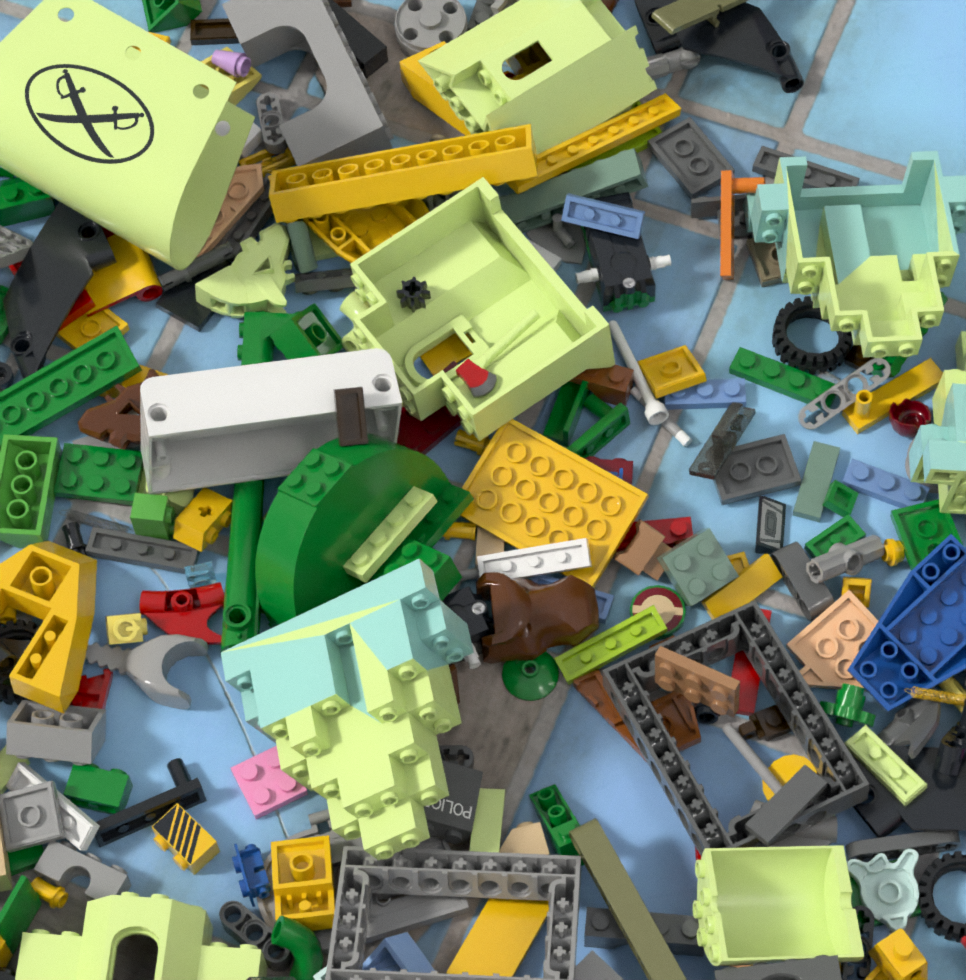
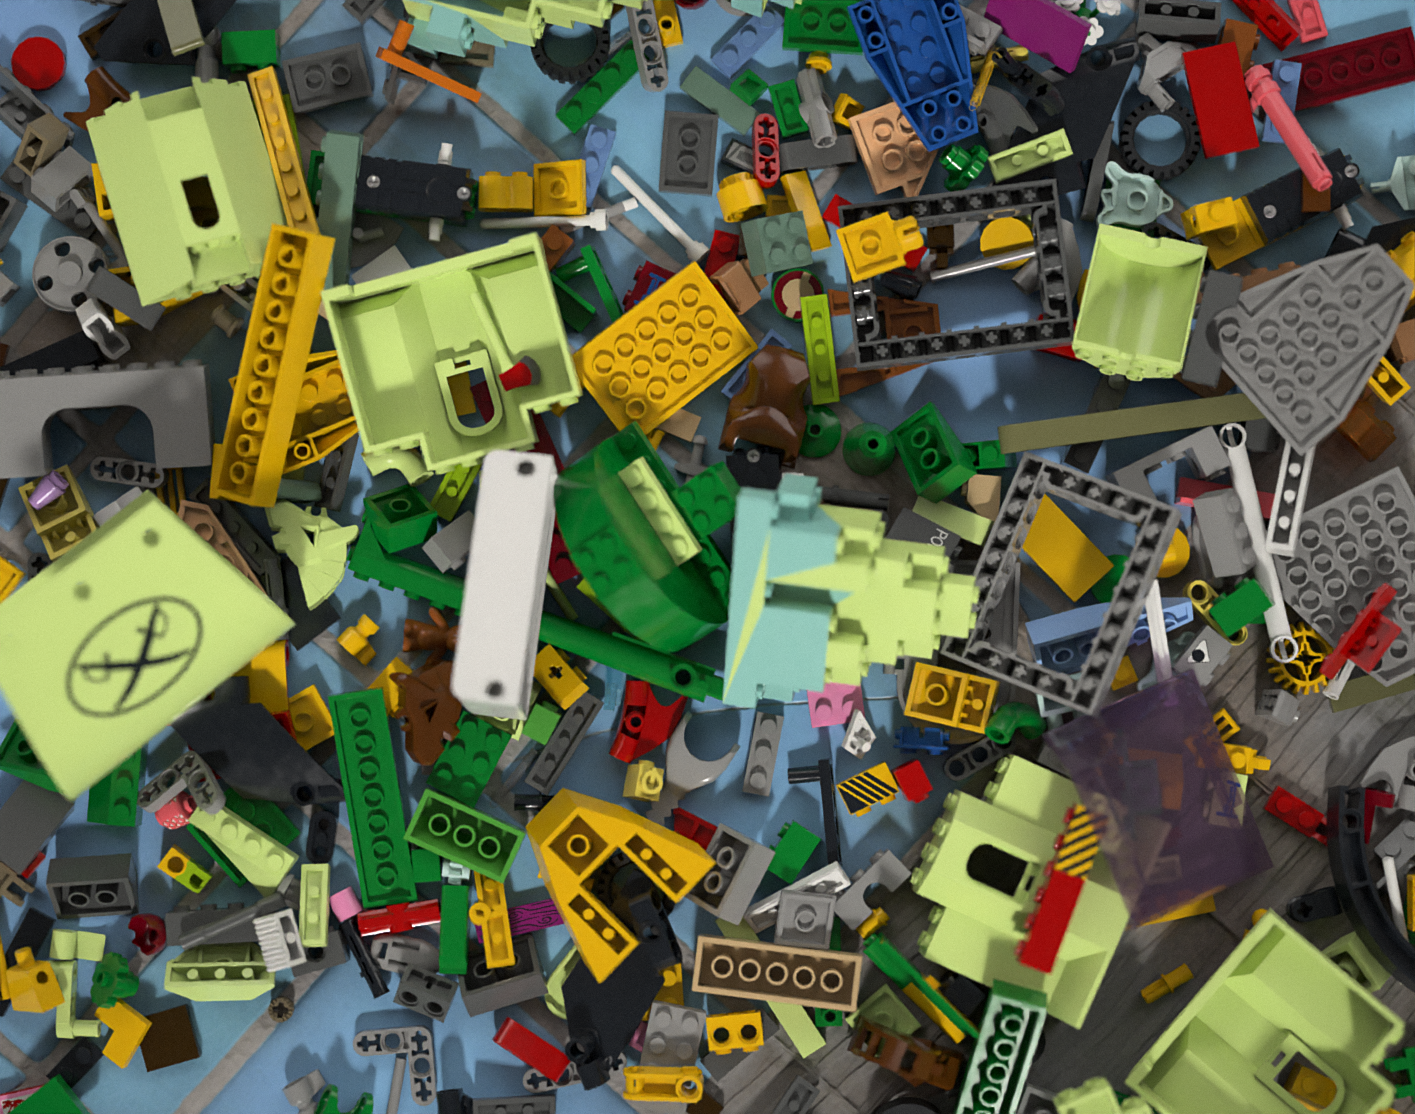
camera: 75 degrees left, 25 degrees up
(179, 346) = (355, 639): none -> yellow piece
(189, 733) = (763, 753): none -> light grey plate
(205, 873) = (912, 781): none -> red brick
(235, 812) = (858, 735): none -> white piece
(350, 416) = (553, 509): dark brown tile -> none
(391, 48) = (102, 328): none -> white brick
(413, 301) = (411, 410): black gear -> none
(424, 42) = (124, 298): none -> dark grey beam
(471, 711) = (836, 495): none -> dark grey pin
(531, 726) = (862, 458): none -> green cone
(538, 559) = (717, 388): white plate -> none
(544, 781) = (932, 454): none -> green slope
(603, 216) = (386, 190): medium blue plate -> none
(647, 329) = (505, 192): none -> yellow brick
(662, 507) = (695, 250): none -> white piece
(689, 91) = (250, 50): none -> green brick
(697, 682) = (914, 291): medium nougat plate -> none
(722, 441) = (655, 170): clear smoke bracket -> none
(730, 523) = (741, 197): none -> yellow piece
(731, 642) = (878, 244): none -> yellow plate
(776, 540) = (771, 141): none -> red beam
(786, 805) = (1052, 257): dark grey tile -> none

